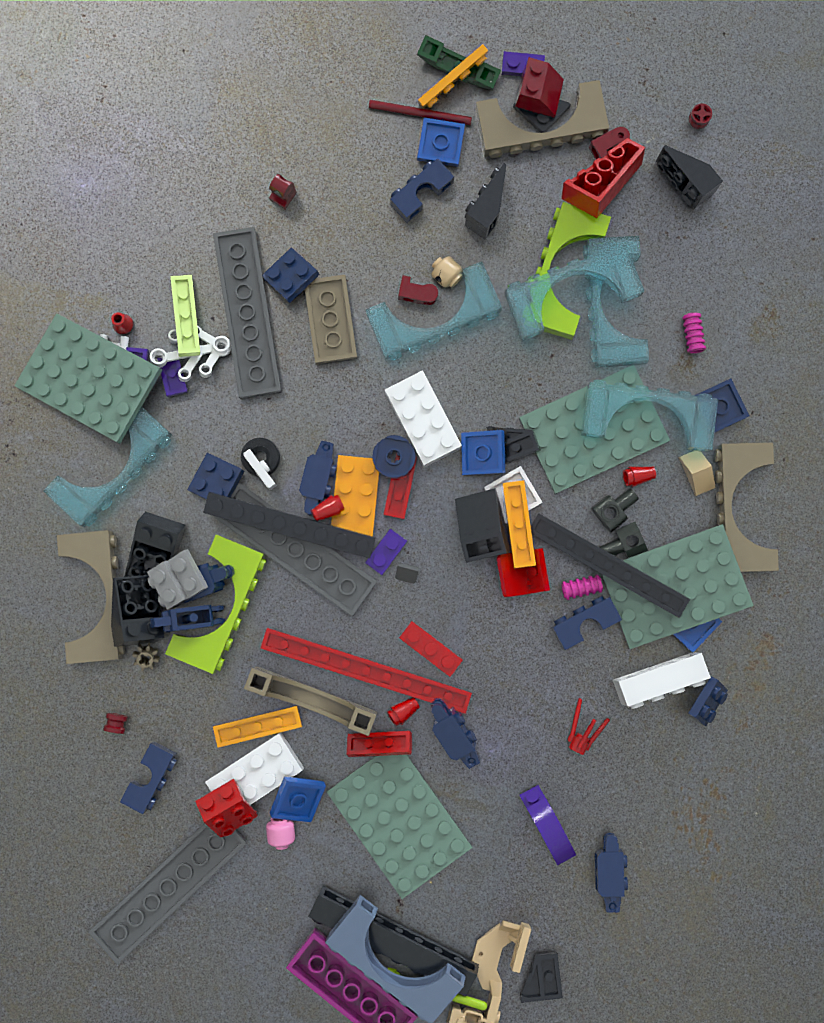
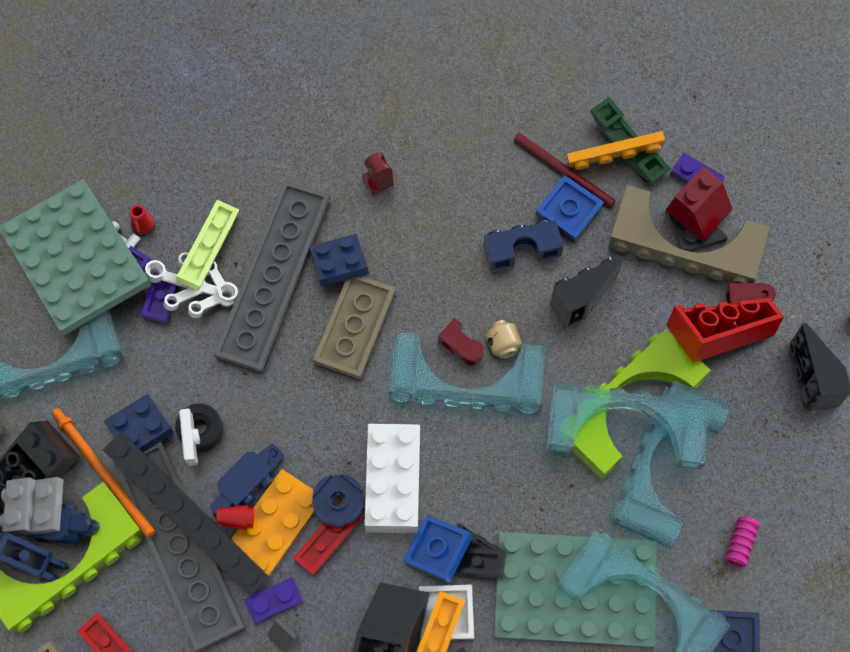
camera: 30 degrees right, 15 degrees down
(161, 507) = (66, 424): none -> orange bar

